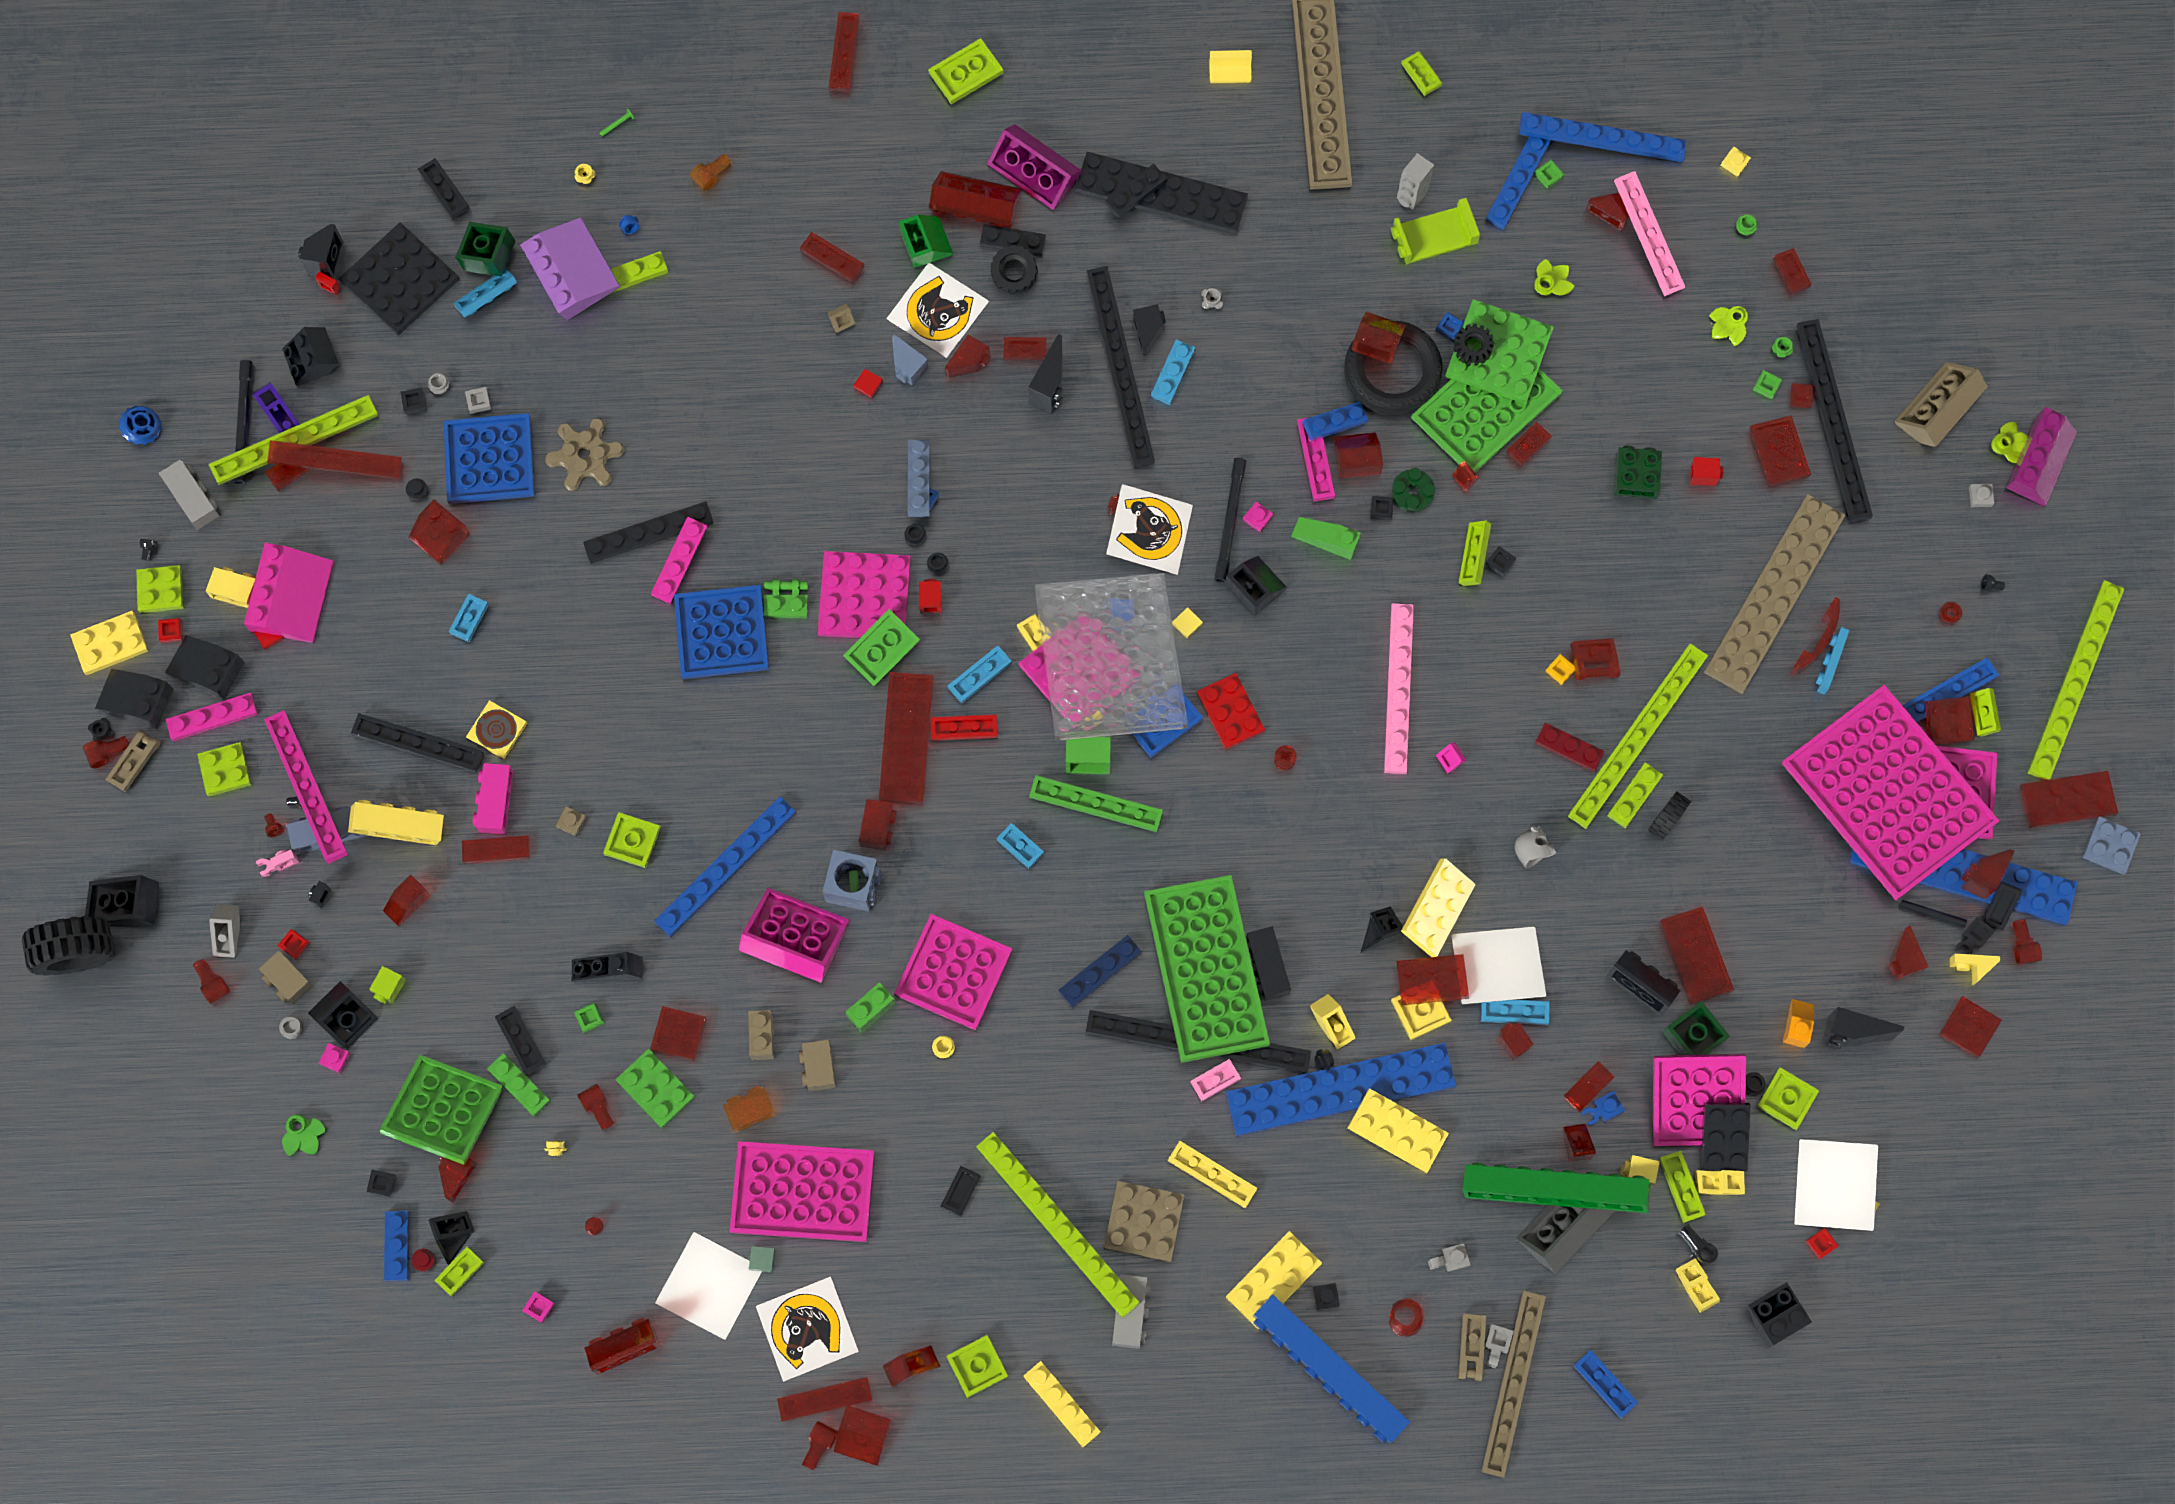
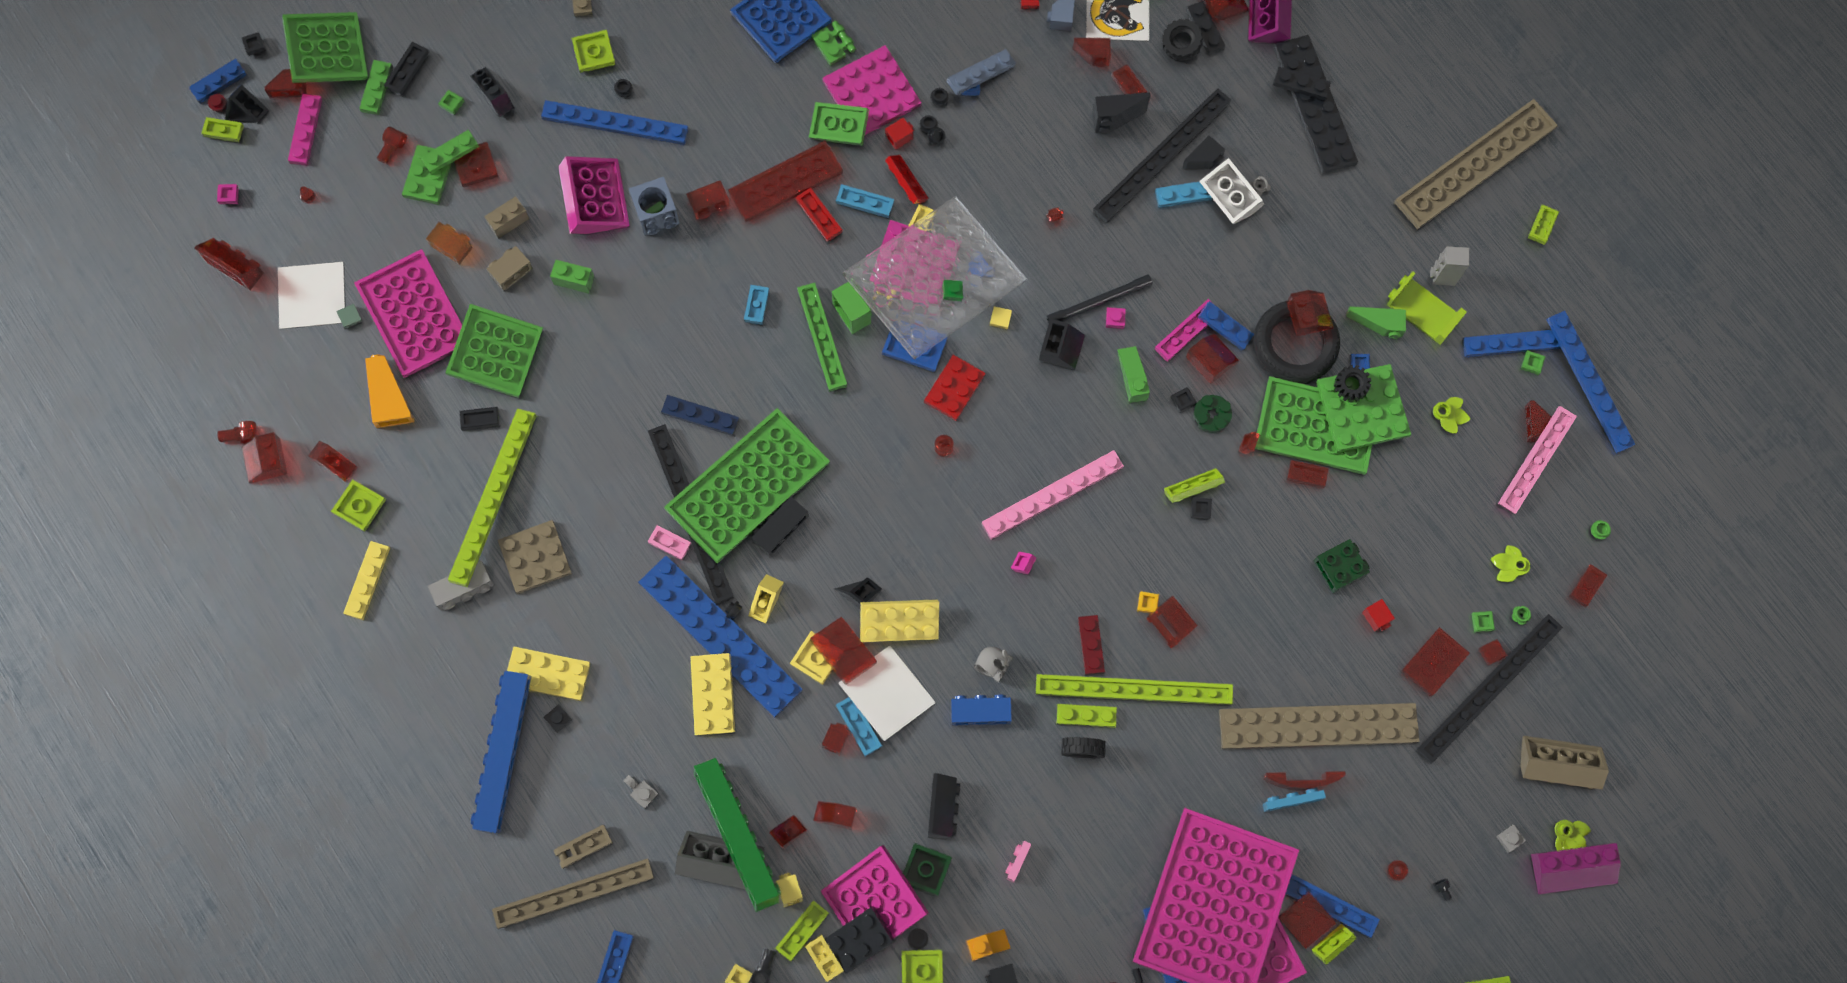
camera: 55 degrees right, 0 degrees up
(516, 1185) = (305, 129): none -> dark pink plate
(555, 1147) = (345, 136): light yellow plate -> none
(649, 1050) = (449, 152): none -> bright green plate
(693, 835) = (623, 88): none -> black plate
(807, 1329) = (319, 377): sticker -> none
(824, 1399) = (273, 418): clear red plate -> none
(879, 1270) = (385, 394): none -> light orange slope
(901, 1132) = (494, 351): none -> bright green plate
(943, 1047) = (576, 343): light yellow plate -> none
(953, 972) = (634, 316): dark pink plate -> none
(956, 563) = (936, 136): none -> black plate
(984, 620) = (906, 179): none -> red plate
(1139, 647) = (952, 290): none -> green plate
(1149, 529) = (1052, 248): sticker -> none
(1205, 327) = (1232, 192): none -> white slope
(1212, 1174) = (598, 583): light yellow plate -> none
(1230, 66) = (1447, 90): light yellow panel -> none
(1407, 1330) = (580, 795): clear red piece -> none
(1423, 278) = (1380, 320): none -> bright green slope
(1499, 1342) = (598, 863): light grey plate -> none
(1571, 888) = (980, 710): none -> blue brick
(1606, 1108) = (829, 837): blue plate -> none
(1696, 955) = (990, 835): clear red plate -> none
(1735, 161) = (1646, 491): light yellow plate -> none
(1741, 950) = (1013, 869): none -> bright pink plate

